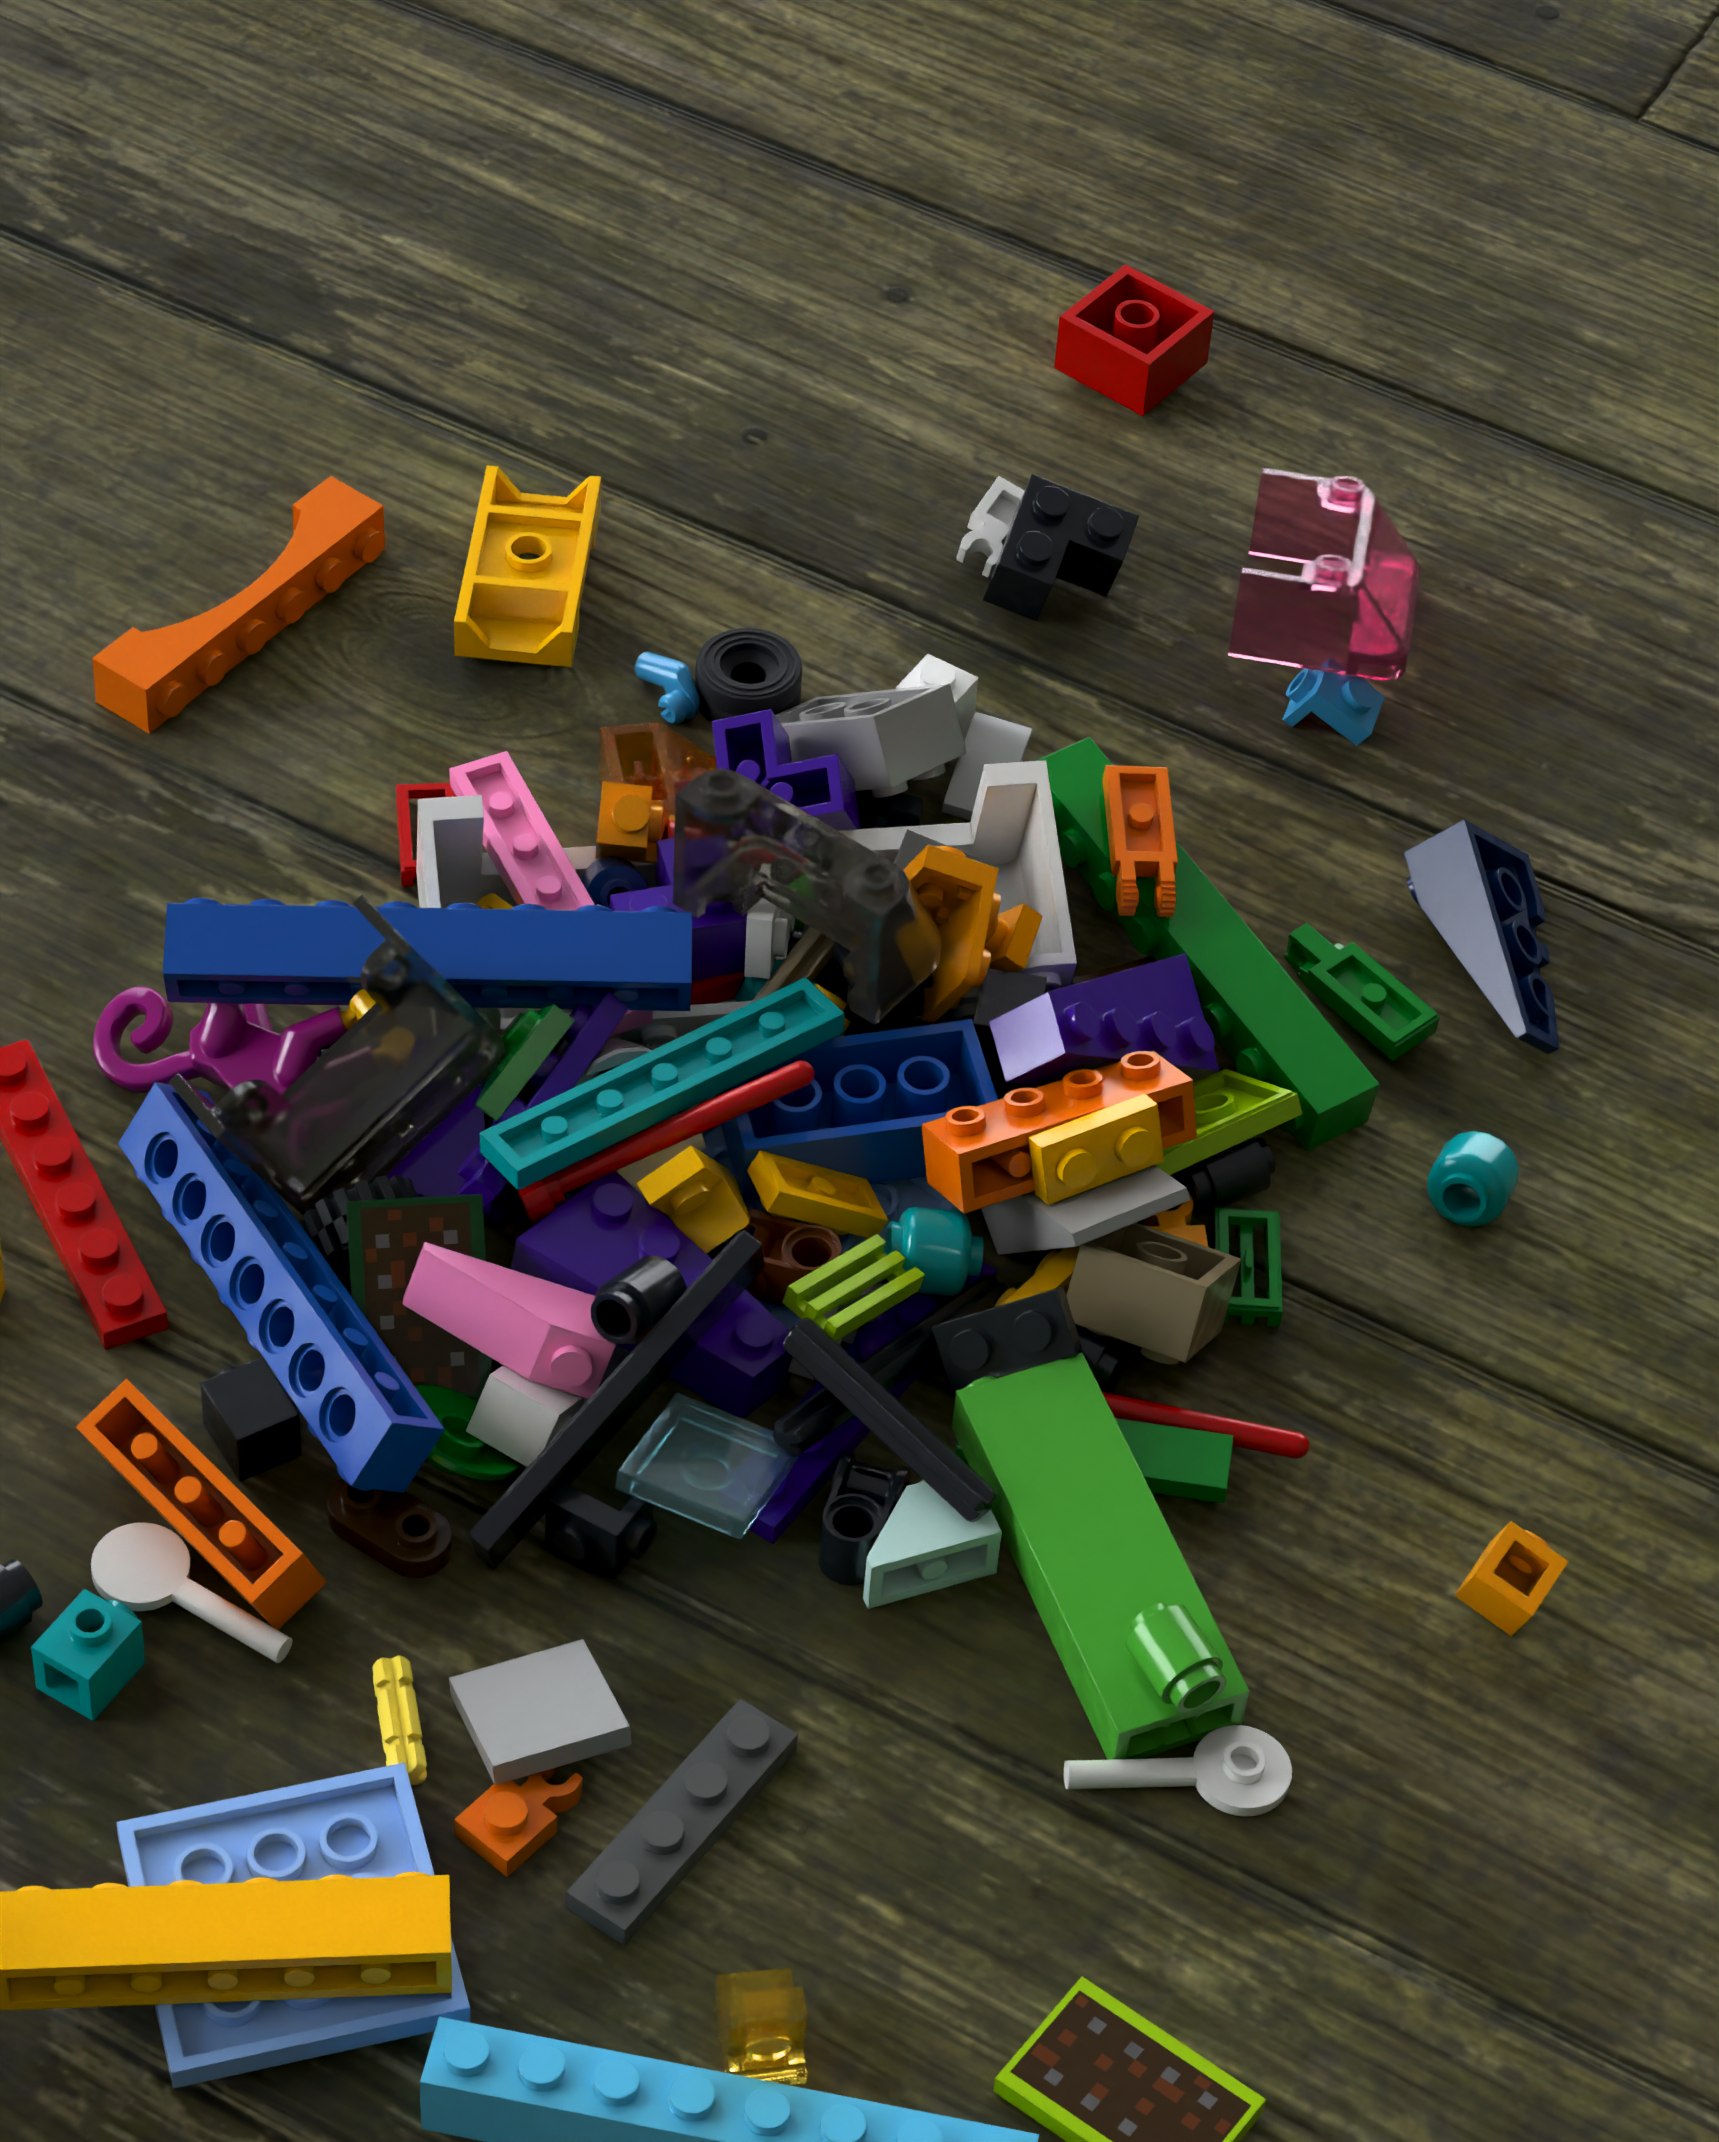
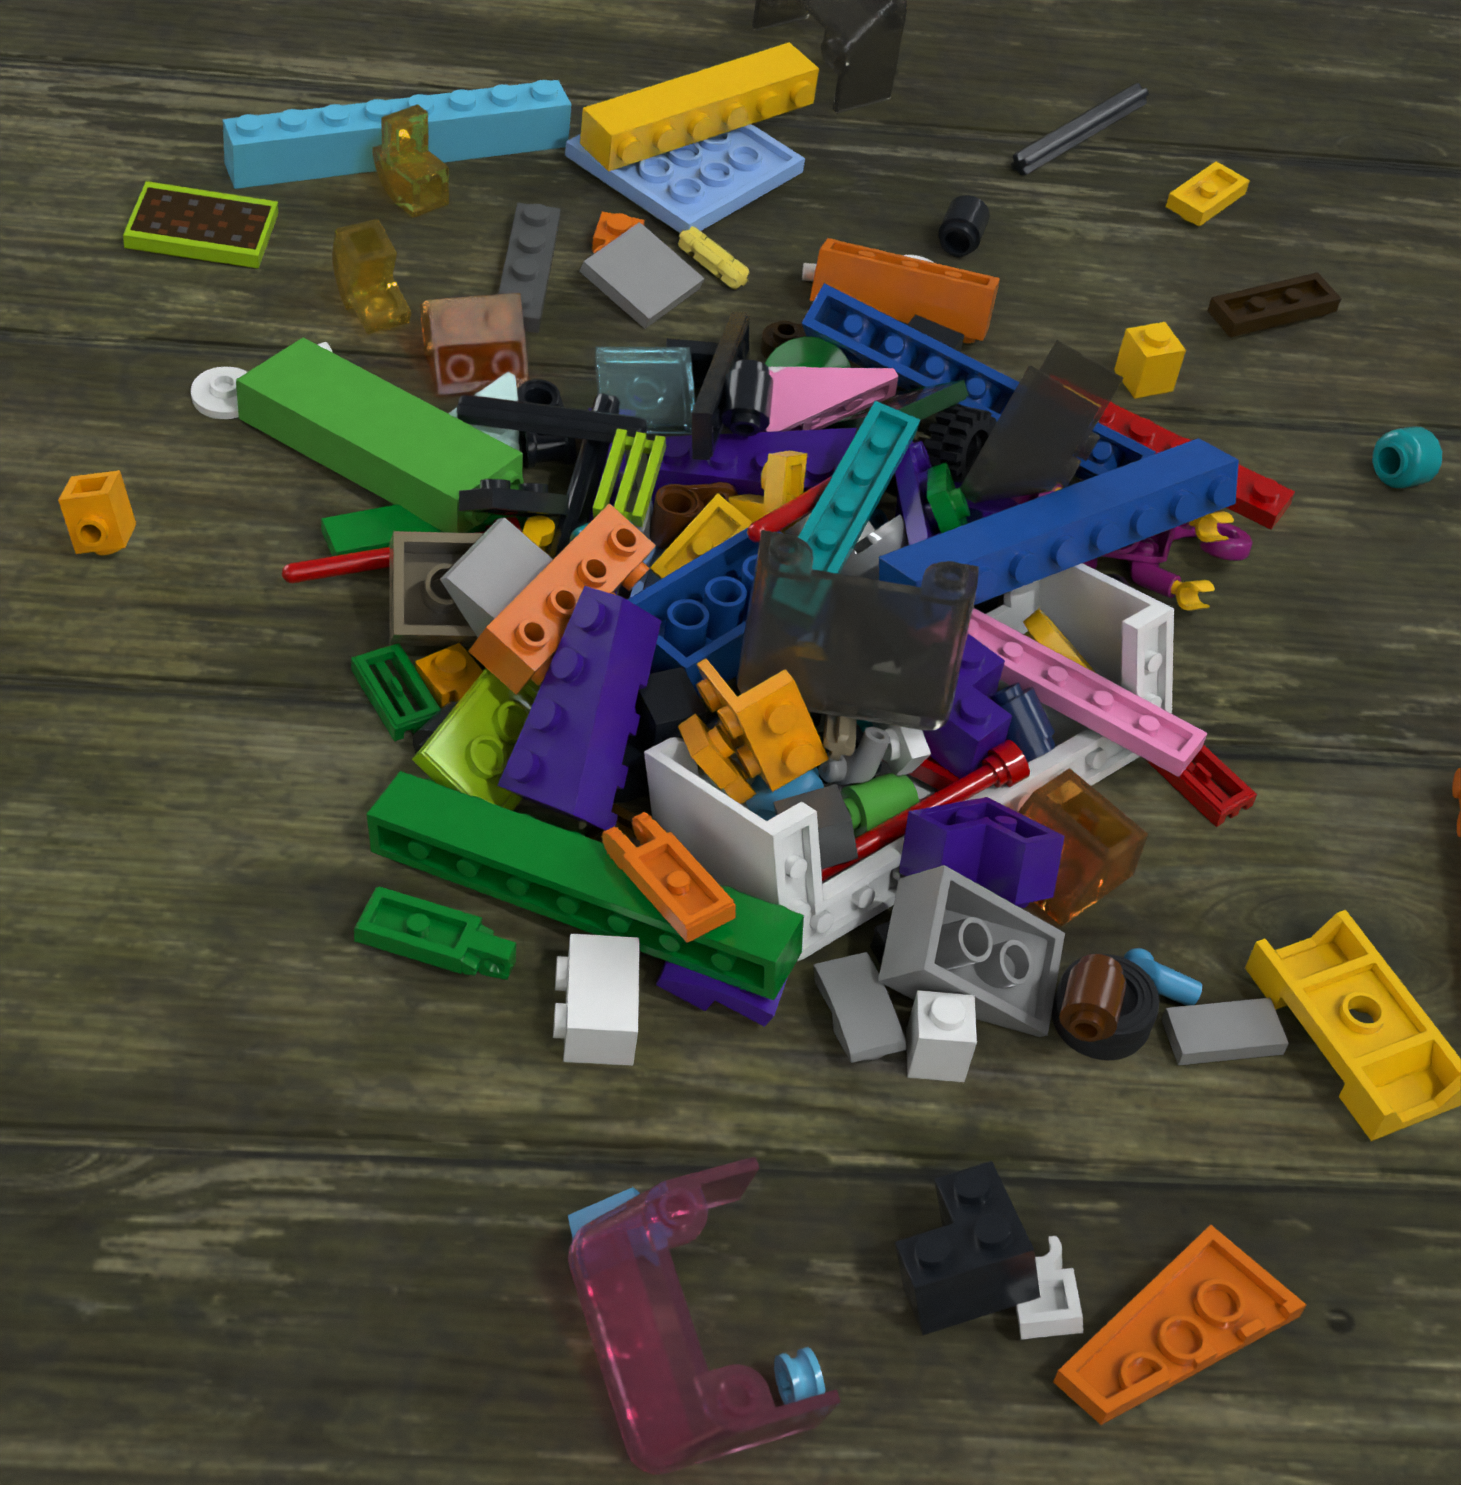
camera: 145 degrees right, 0 degrees up
(89, 1654) = (893, 221): teal brick -> none
(628, 823) = (1051, 736): light orange brick -> none
(642, 627) = (1224, 1031): none -> light grey tile
(789, 634) = (1093, 998): none -> reddish brown brick
(863, 1682) = (474, 341): none -> clear orange slope
(881, 471) = (1178, 1325): none -> orange wing
(958, 1826) = (364, 276): none -> clear yellow brick
(1096, 1149) = (533, 557): yellow plate -> none
(1176, 1657) = (287, 351): bright green brick -> none
(1246, 855) = (600, 1001): none -> white brick
(1253, 551) = (798, 1376): none -> medium azure bush
(1473, 1178) = (259, 799): teal head -> none
(1487, 912) = (357, 1045): wedge -> none

